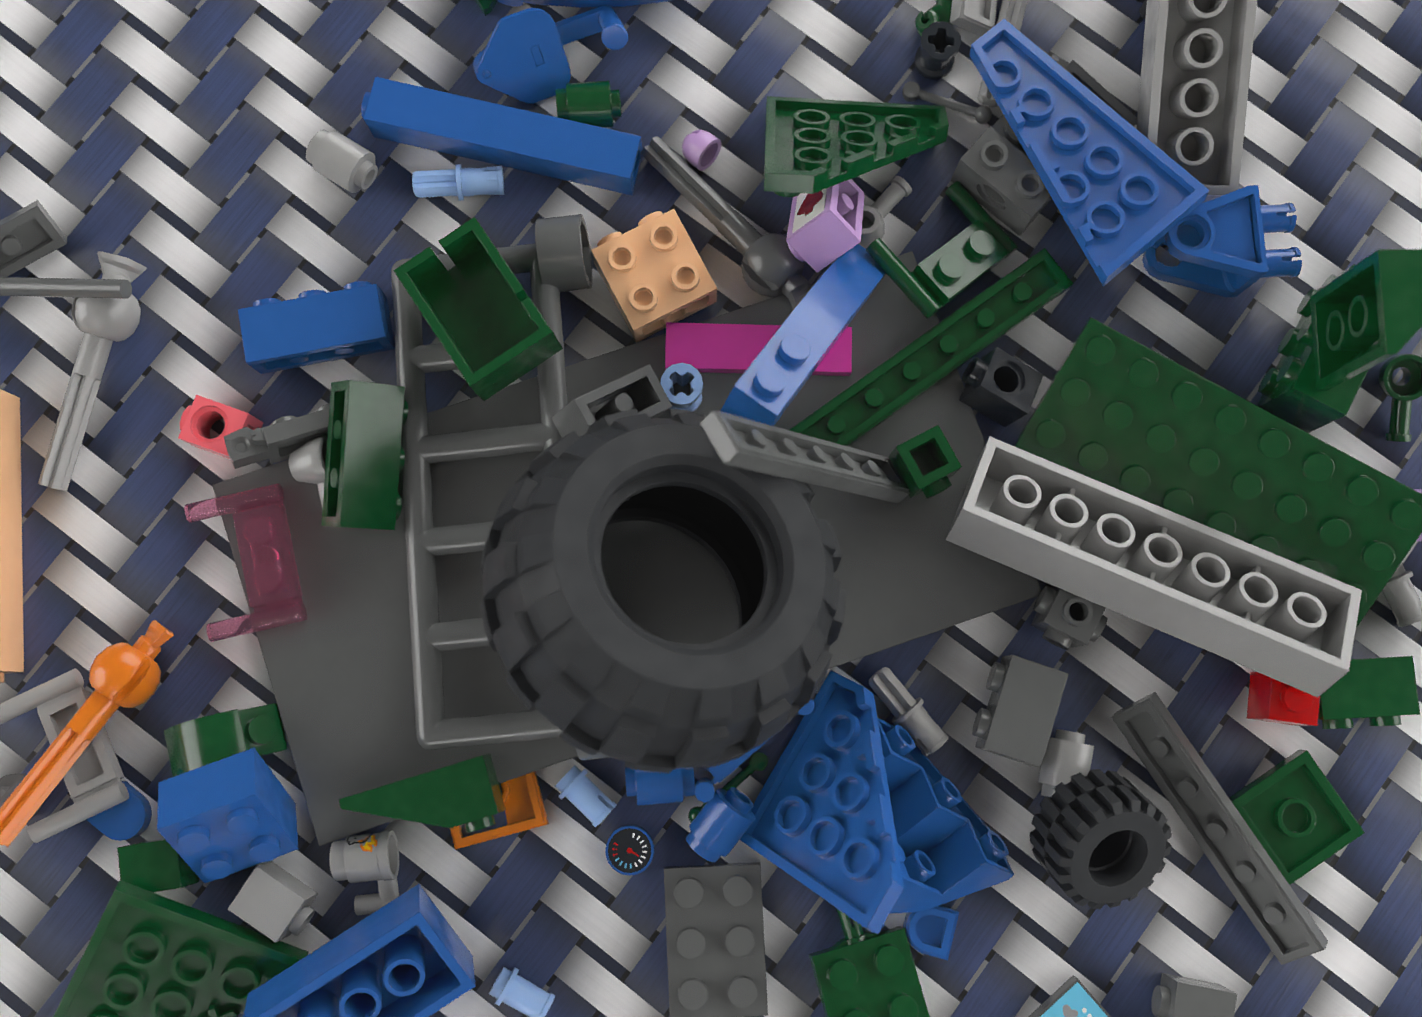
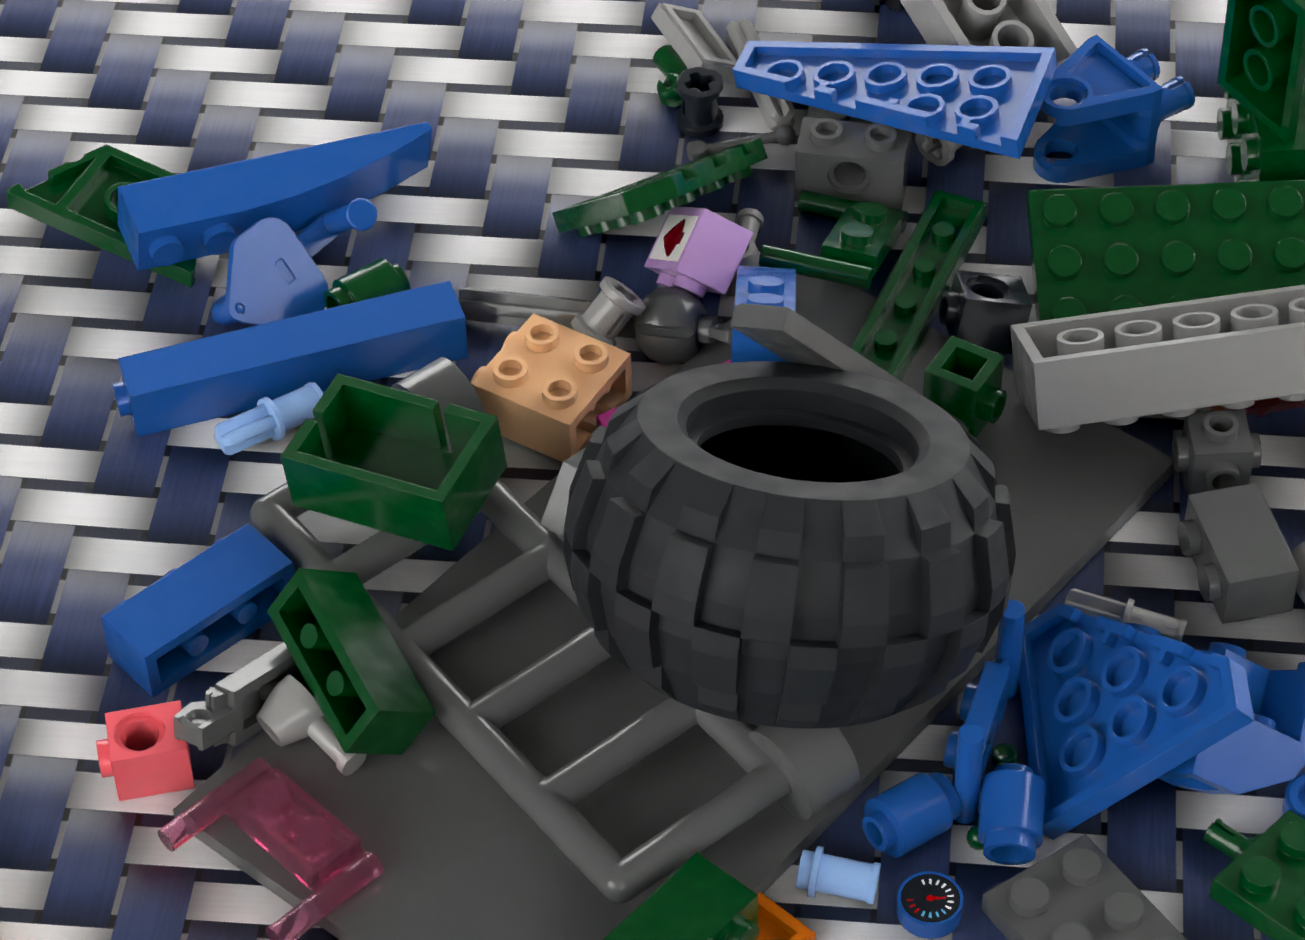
camera: 30 degrees left, 35 degrees down
(342, 160) = (123, 456): light grey brick -> none
(701, 149) = (515, 276): lavender hinge -> none
(731, 238) = (609, 311): none -> light grey bush

